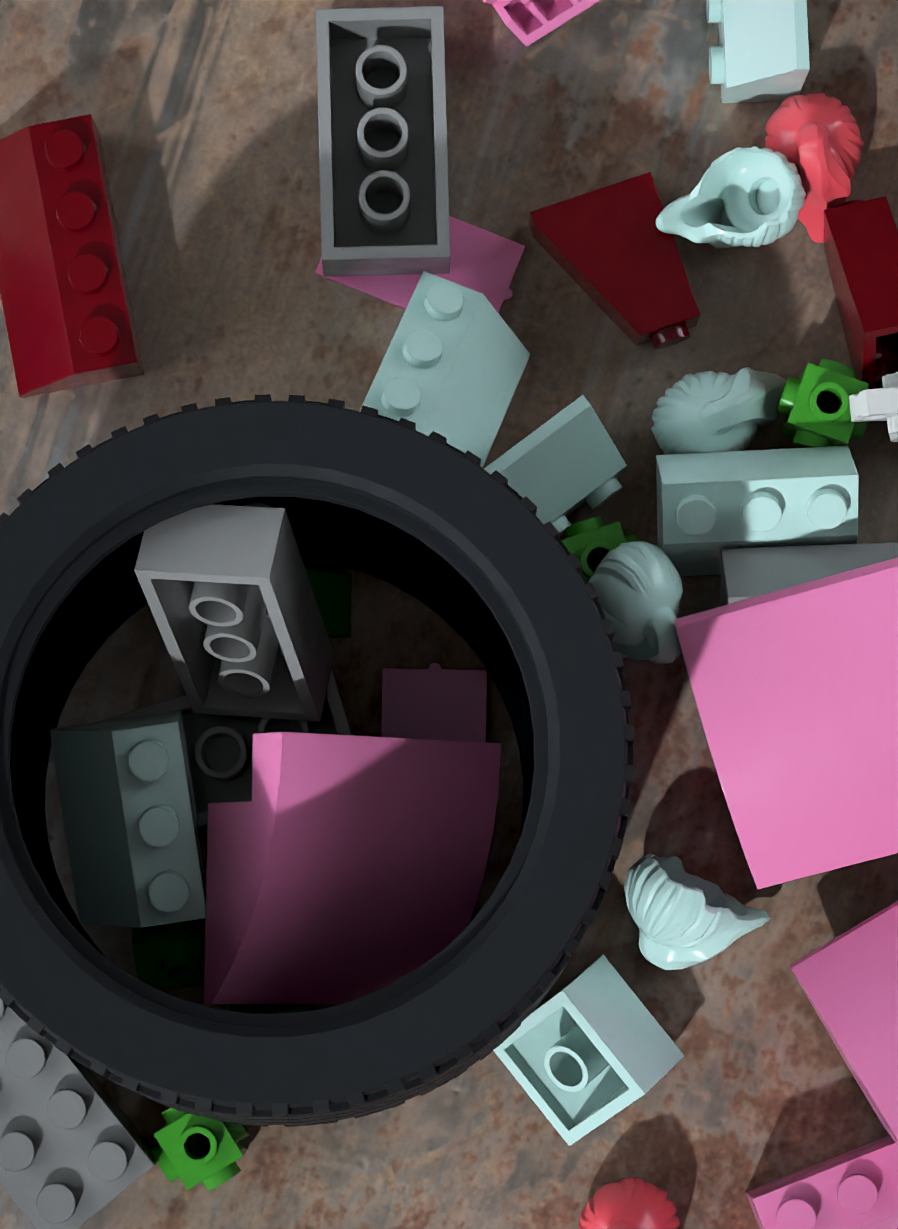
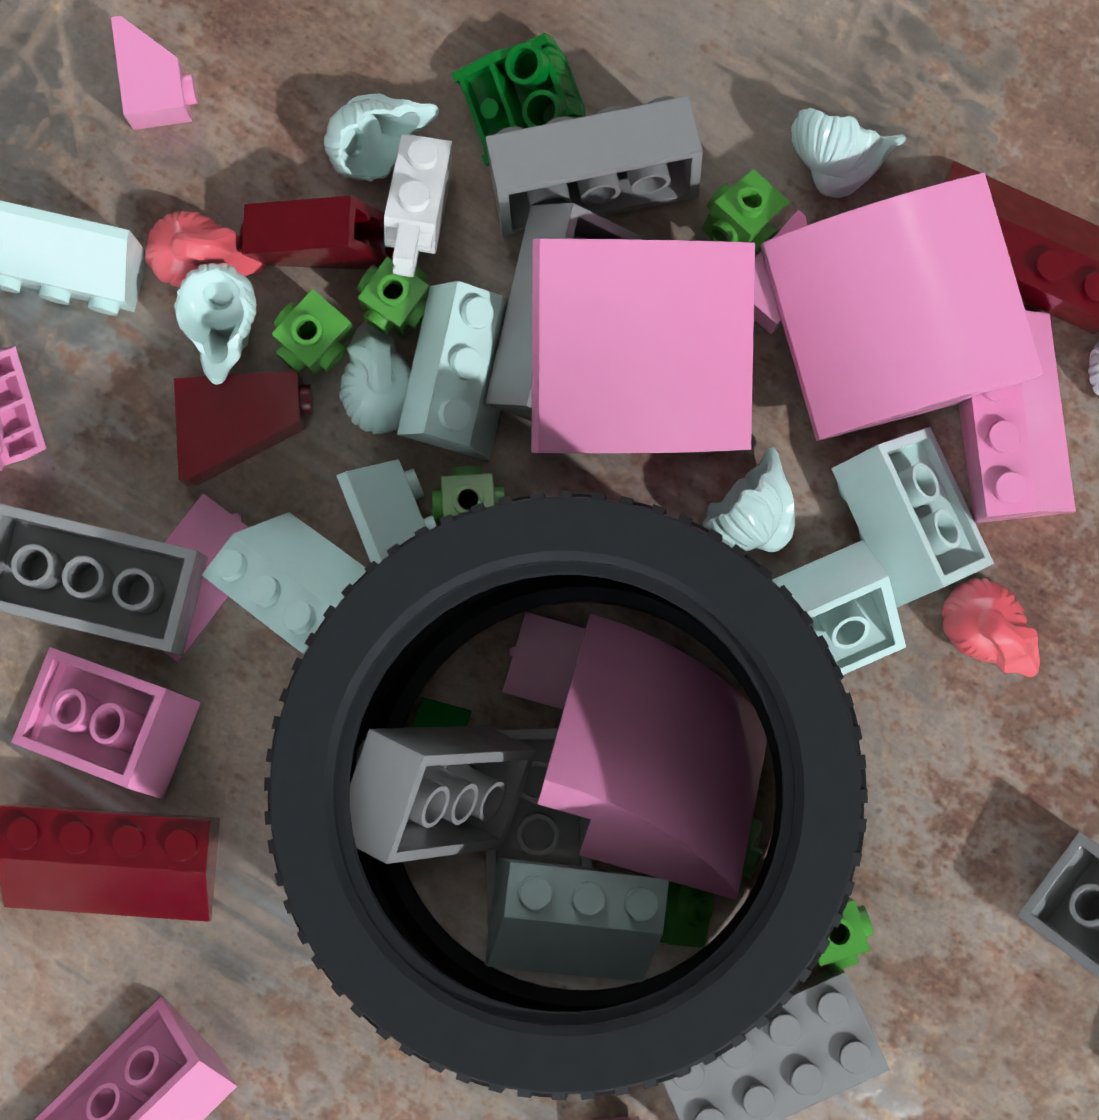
camera: 80 degrees left, 0 degrees up
(219, 209) = (106, 723): none -> bright pink slope
(641, 600) = (506, 470): light aqua hair -> none
(732, 1111) = (912, 515): none -> light aqua slope
(763, 302) = (310, 317): none -> bright green brick

